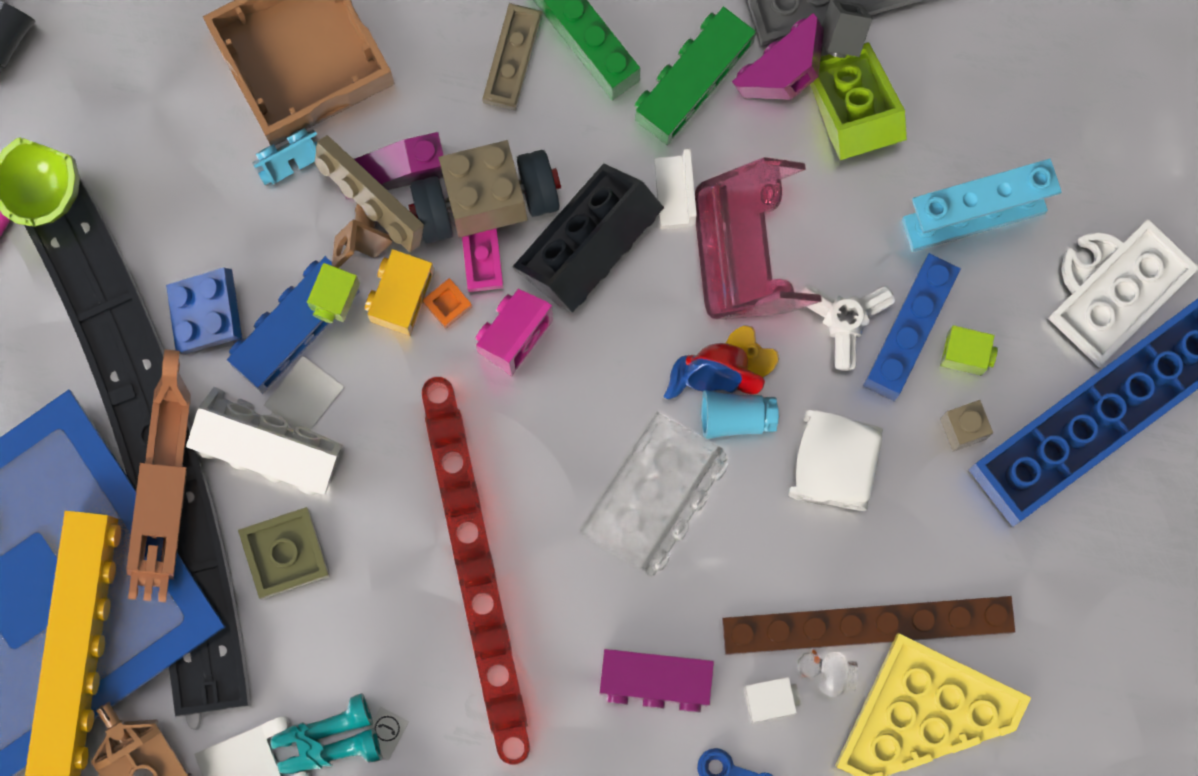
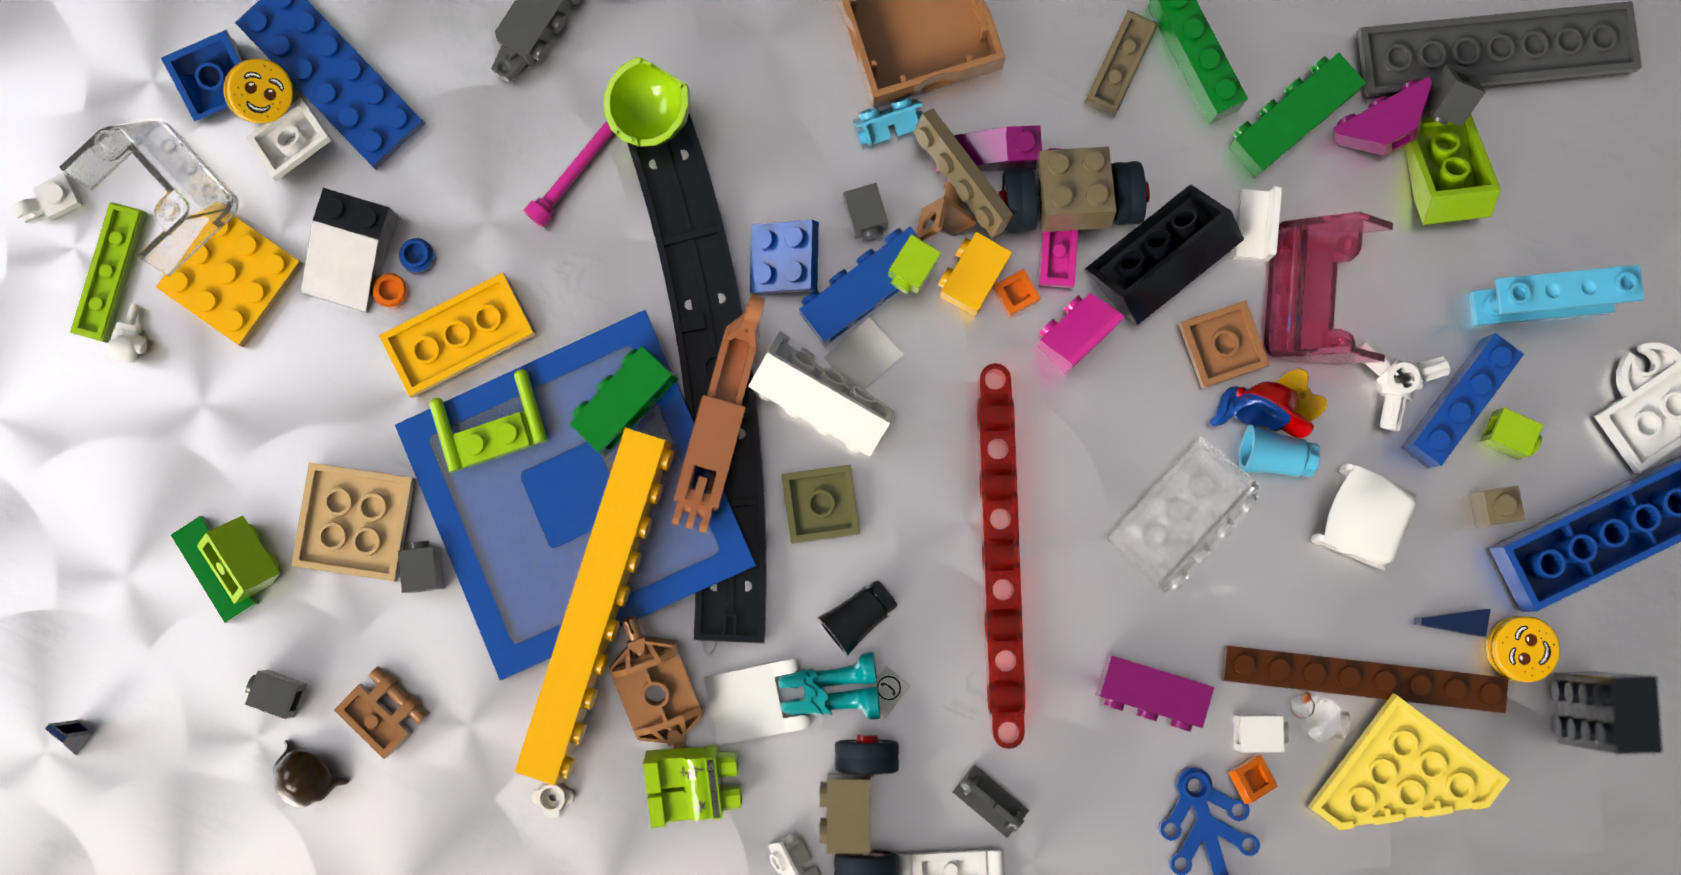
camera: 15 degrees right, 5 degrees up
(59, 483) = (622, 400): none -> green brick
(279, 250) = (866, 211): none -> dark grey brick
(340, 659) = (857, 616): none -> black plant
(664, 315) = (1223, 344): none -> medium nougat plate
(773, 748) = (1252, 779): none -> orange tile
(960, 548) = (1466, 622): none -> dark blue piece
(1020, 563) = (1523, 648): none -> yellow head
(1104, 606) = (1607, 712): none -> black brick

